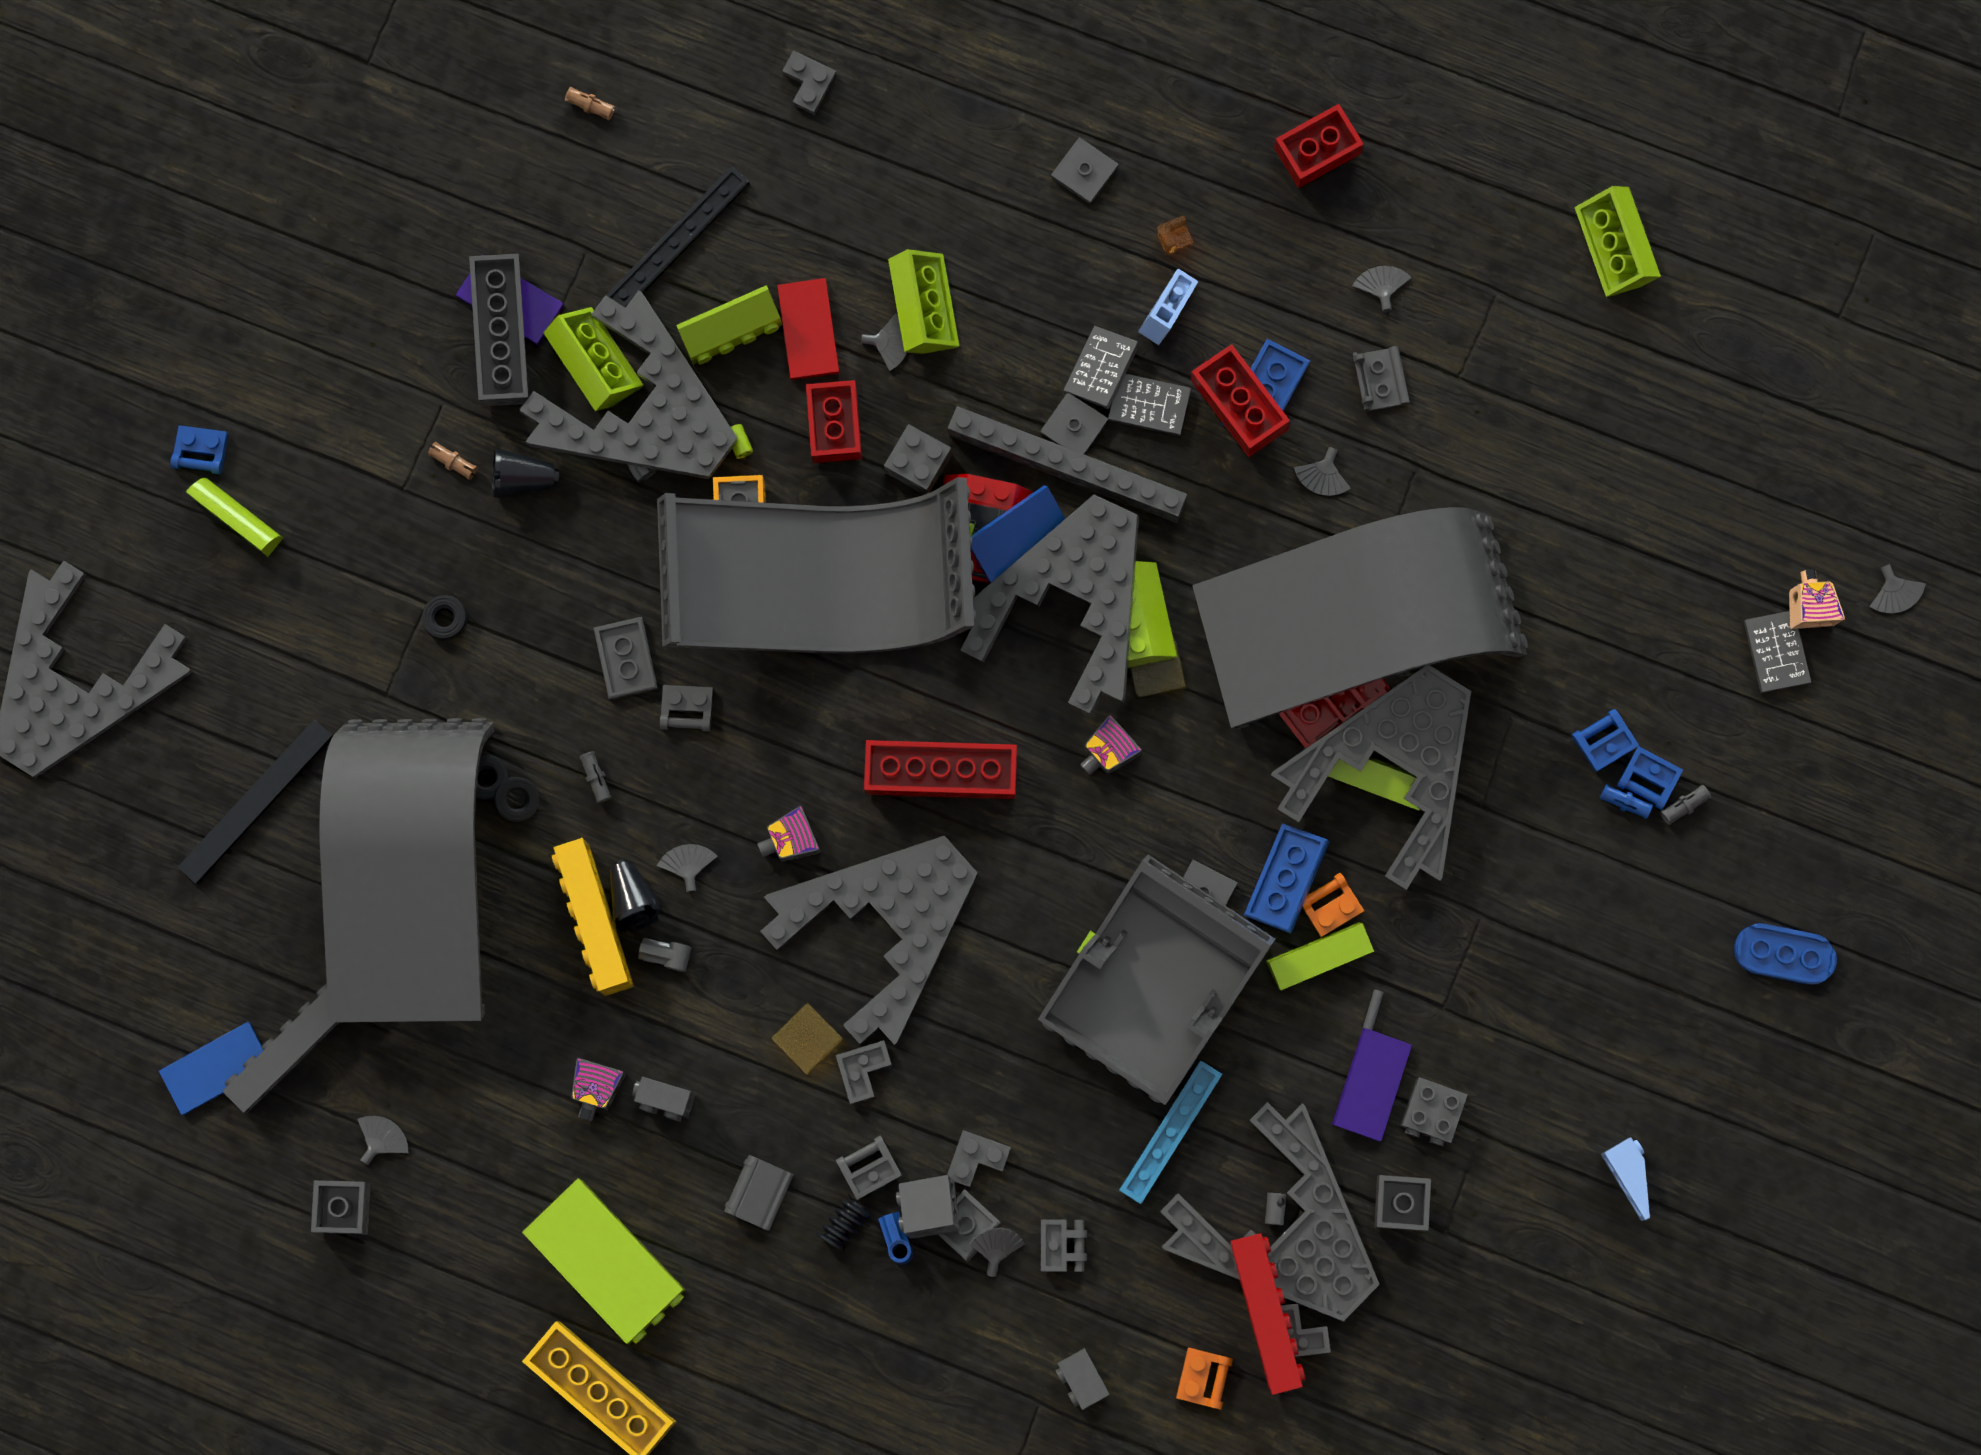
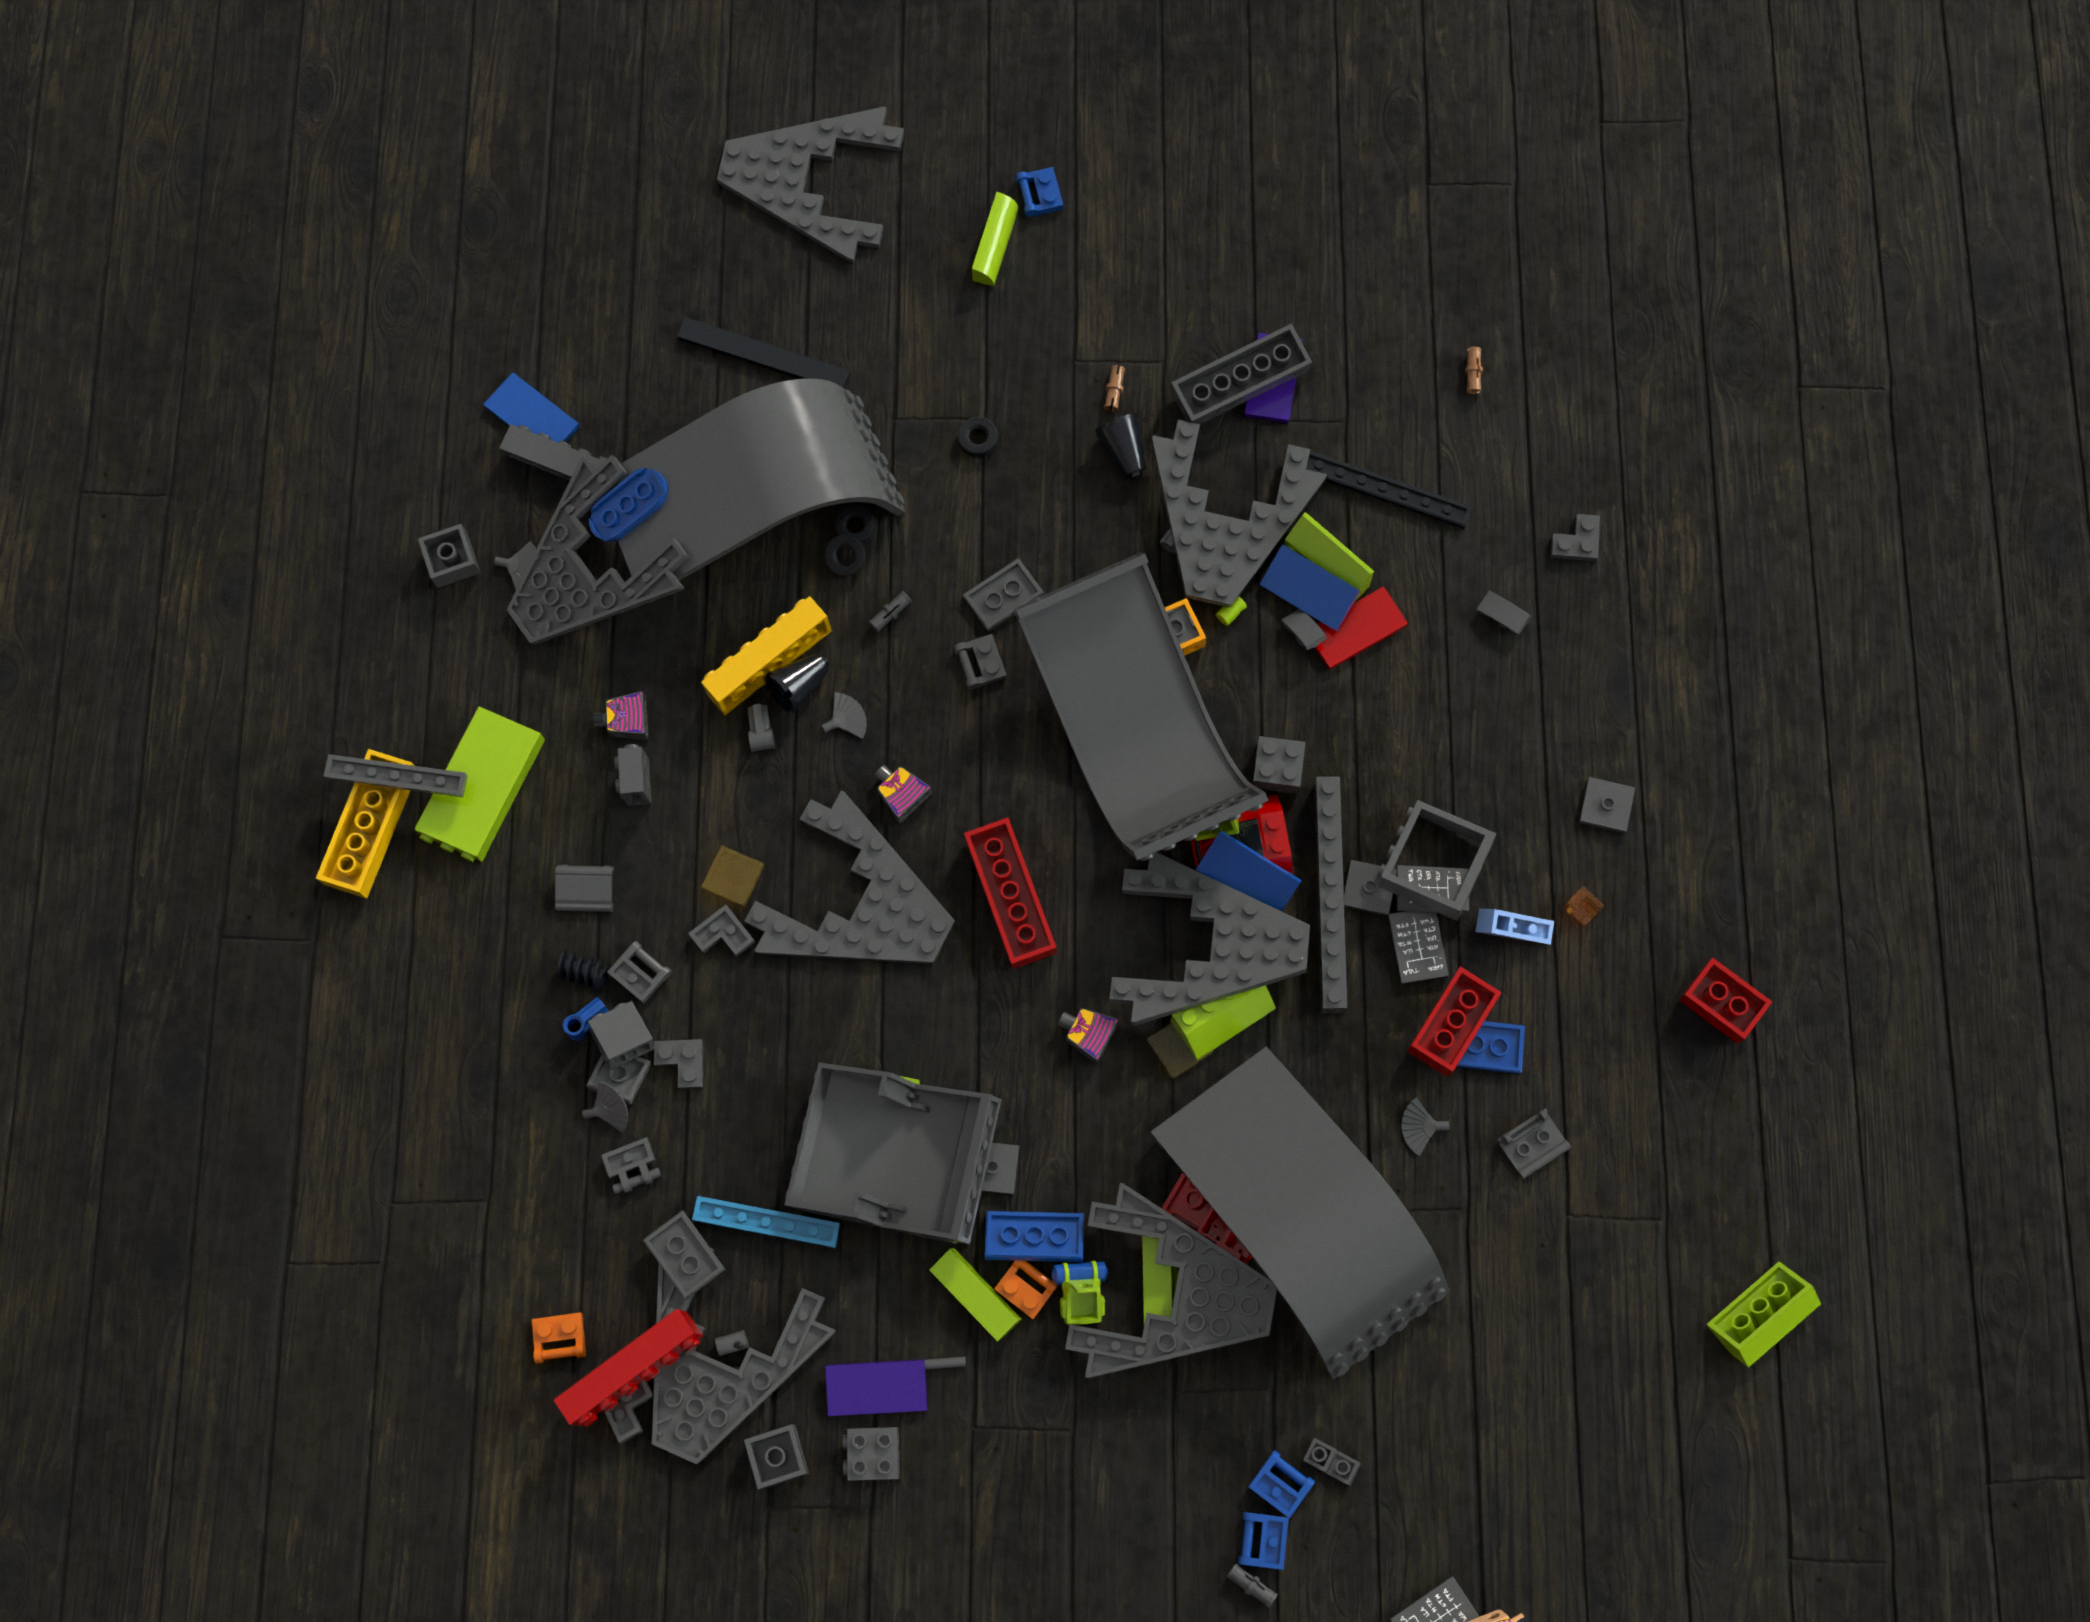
camera: 65 degrees right, 5 degrees down
(376, 995) = (628, 504): none -> blue tile
(429, 1105) = (558, 587): none -> dark grey wing
(565, 1341) = (395, 775): none -> dark grey plate
(592, 358) = (1251, 462): lime slope -> none
(750, 355) = (1310, 587): none -> blue tile
(790, 378) = (1304, 629): none -> dark grey slope
(834, 421) = (1281, 680): red brick -> none
(853, 182) = (1504, 612): none -> dark grey slope
(888, 343) = (1376, 701): dark grey hand -> none
(923, 301) = (1423, 713): lime slope -> none
(1082, 1378) = (516, 1227): dark grey brick -> none
(1101, 383) = (1423, 896): none -> dark grey window
(1173, 1223) = (684, 1255): none -> dark grey tile
(1356, 853) = (1081, 1291): none -> lime piece
(1382, 283) = (1624, 1110): dark grey hand -> none
(1602, 686) = (1332, 1462): none -> dark grey slope
(1626, 801) = (1232, 1526): blue pin -> none

